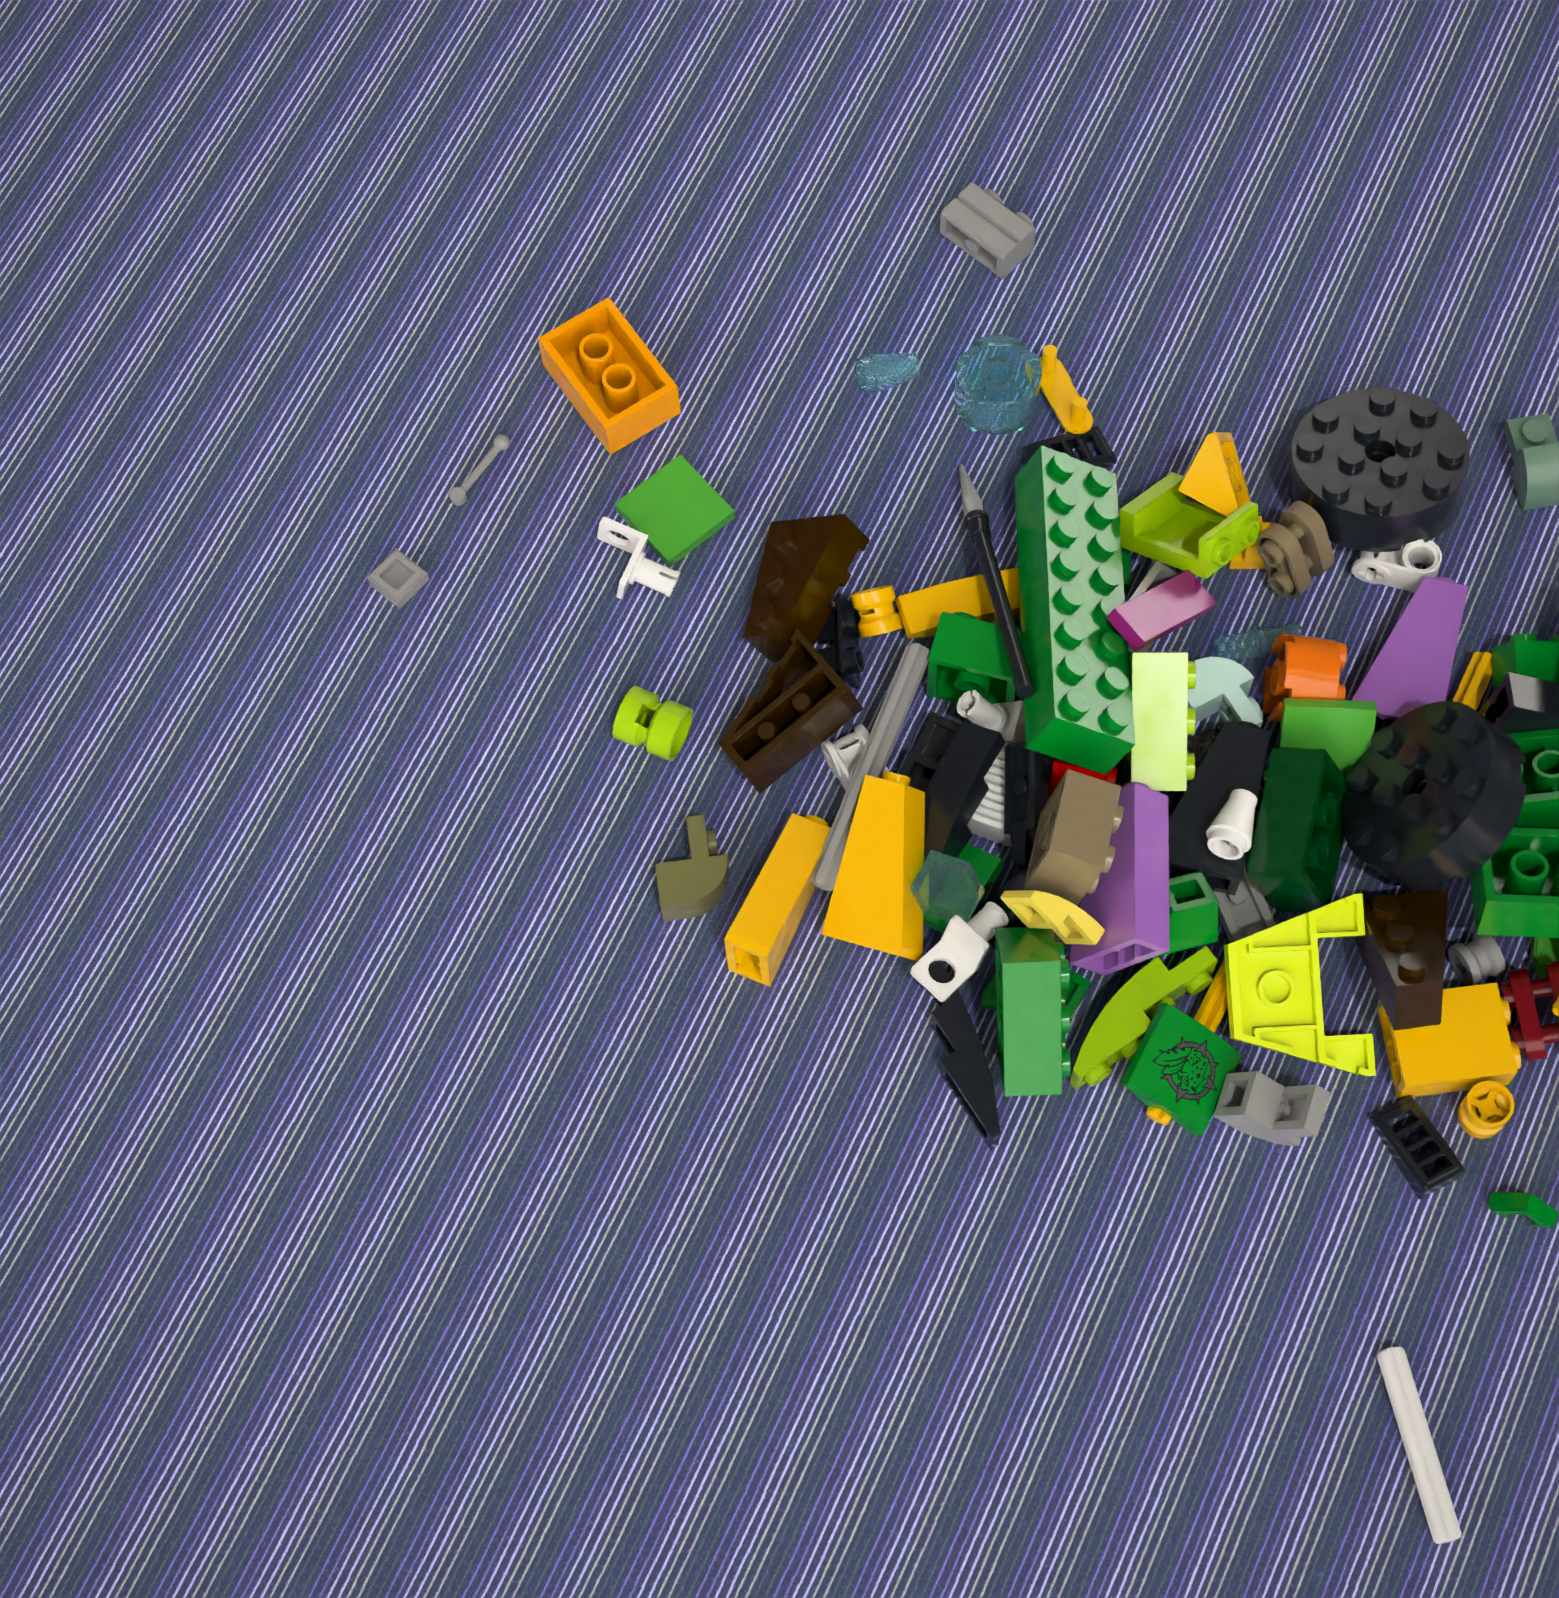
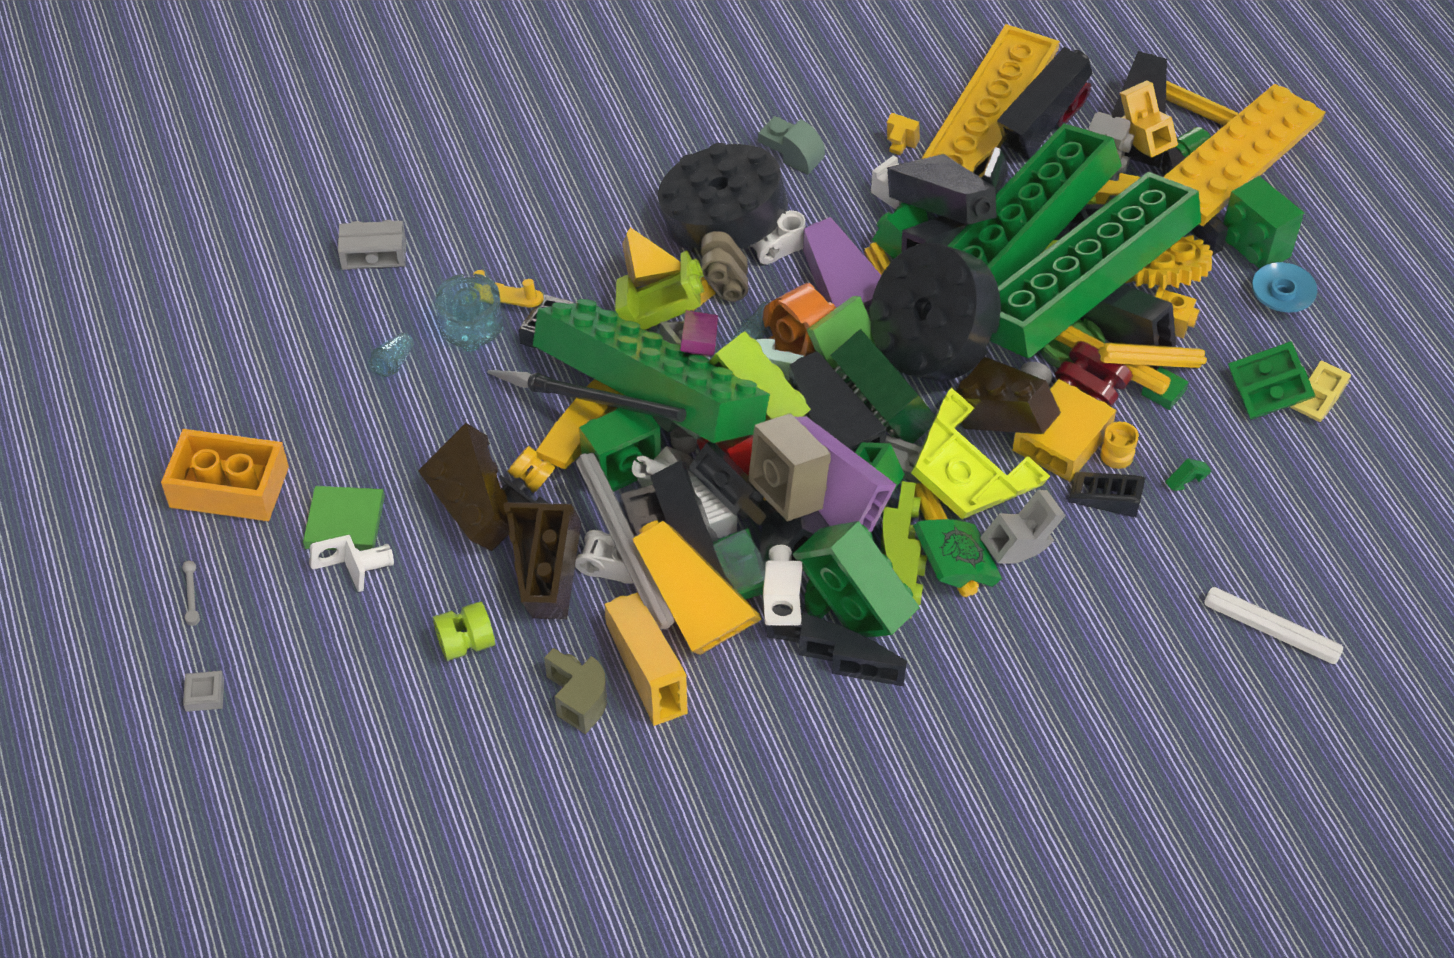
camera: 50 degrees left, 15 degrees down
(1052, 912) = (818, 513): light yellow slope -> none
(1233, 827) = (857, 405): white cone -> none

